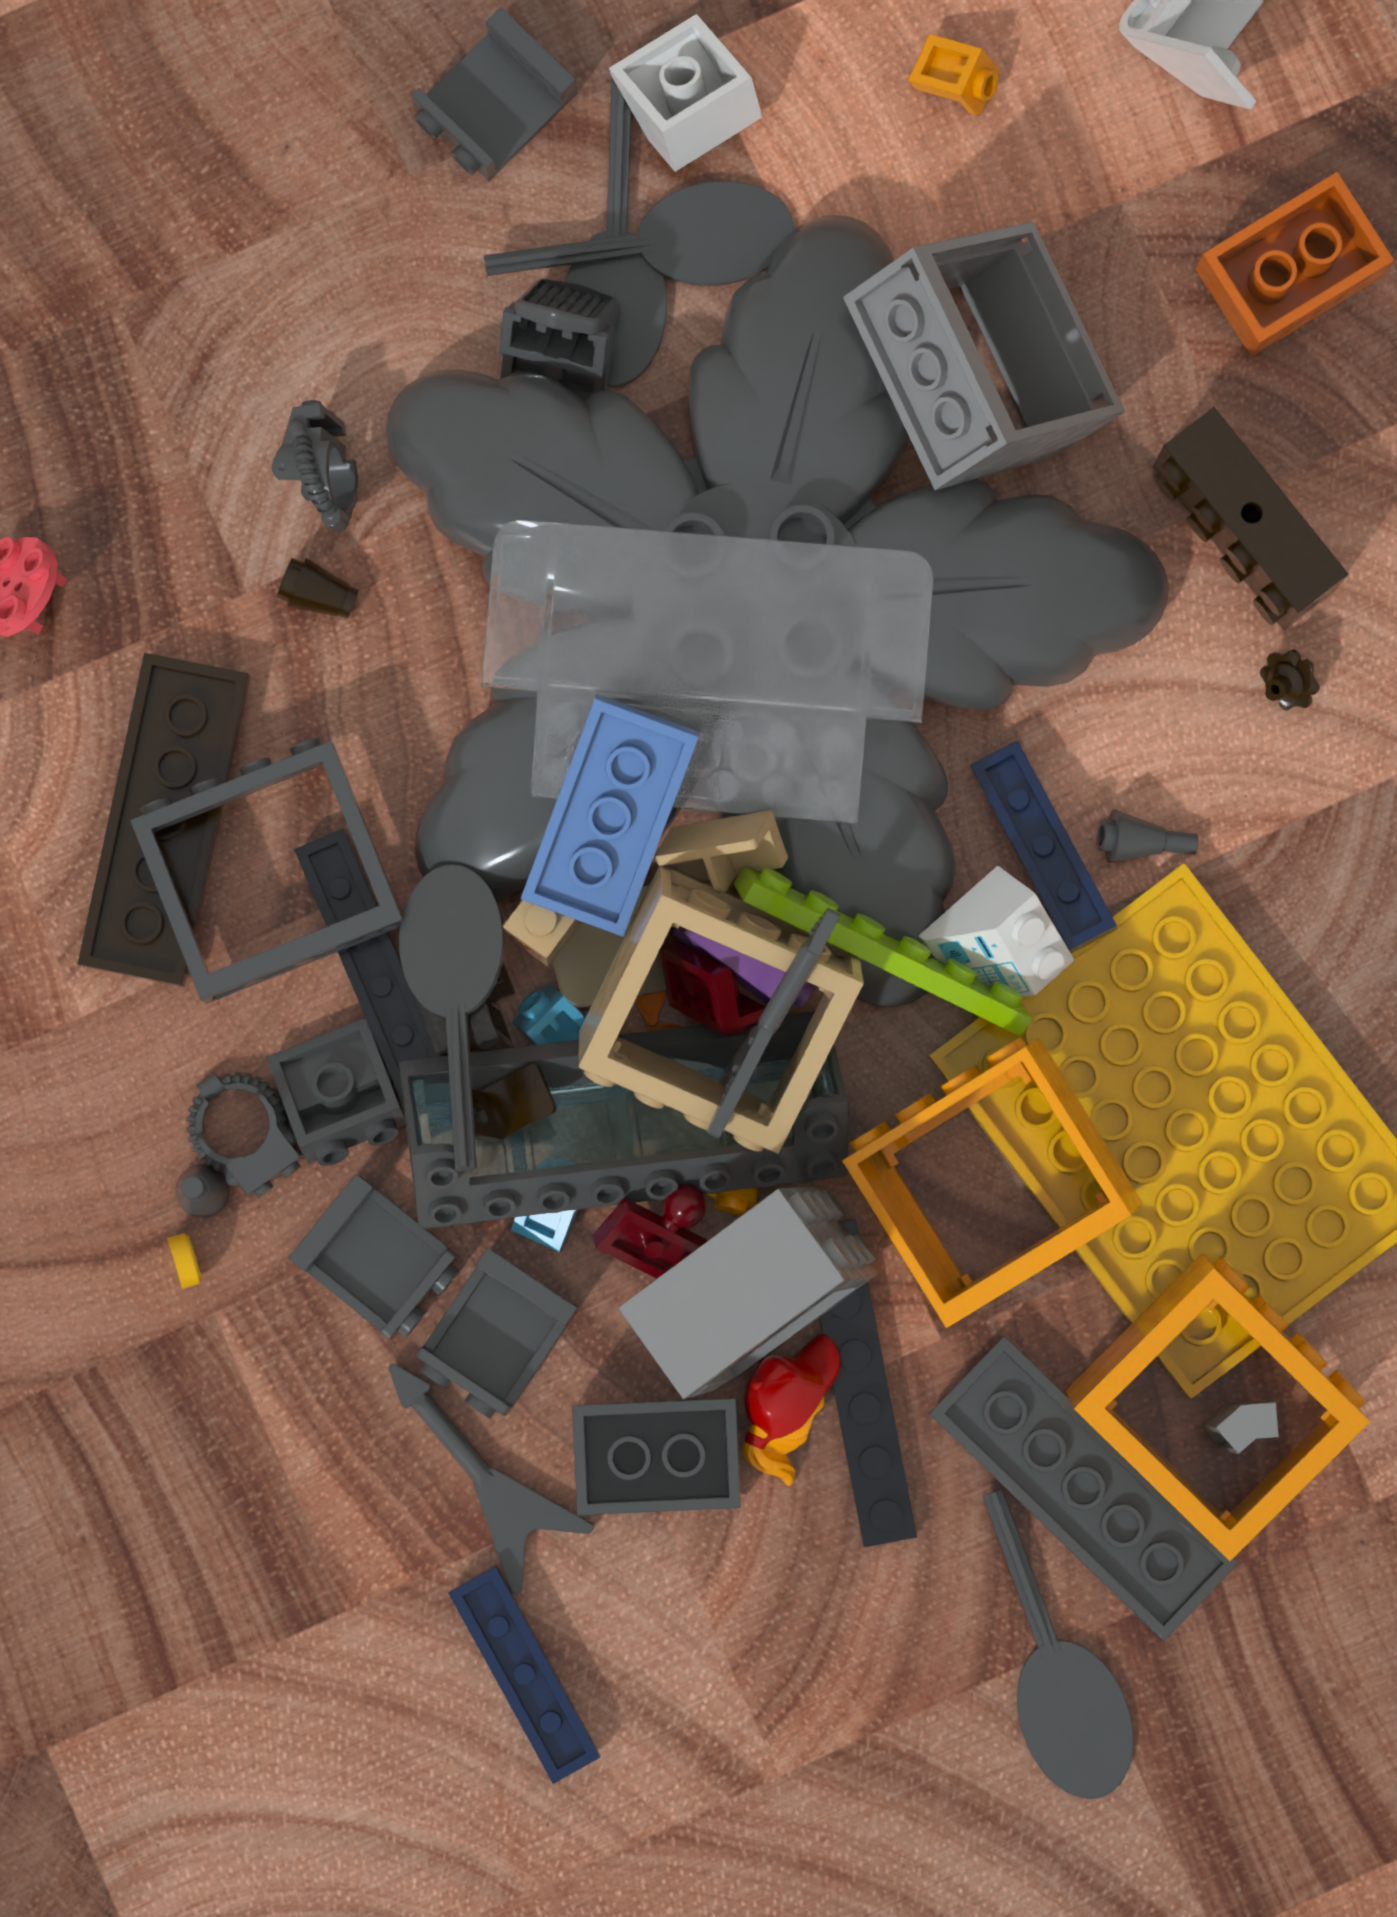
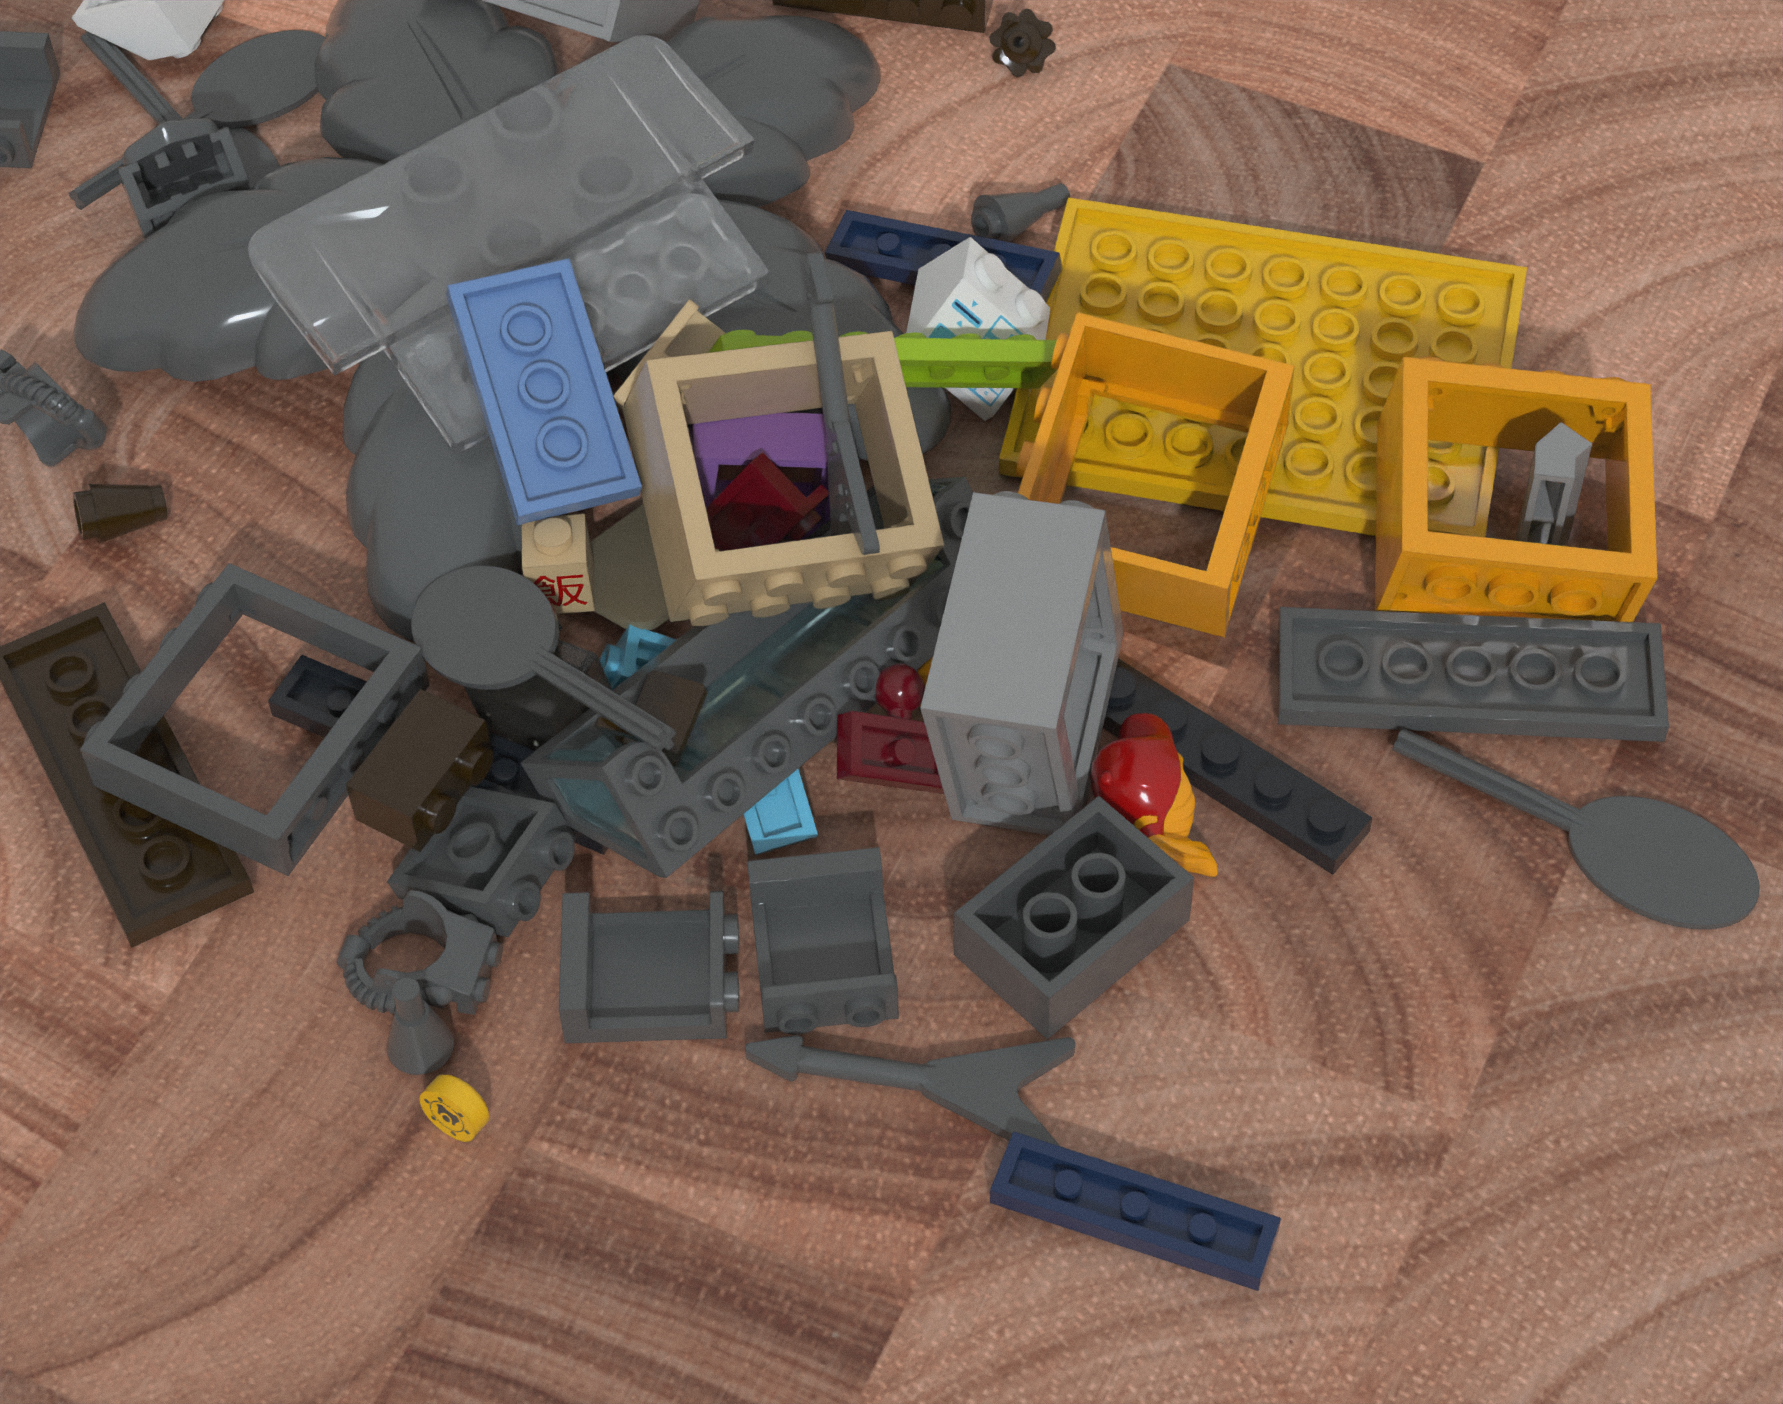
camera: 40 degrees left, 30 degrees down
(339, 1006) = (421, 770): none -> dark brown brick

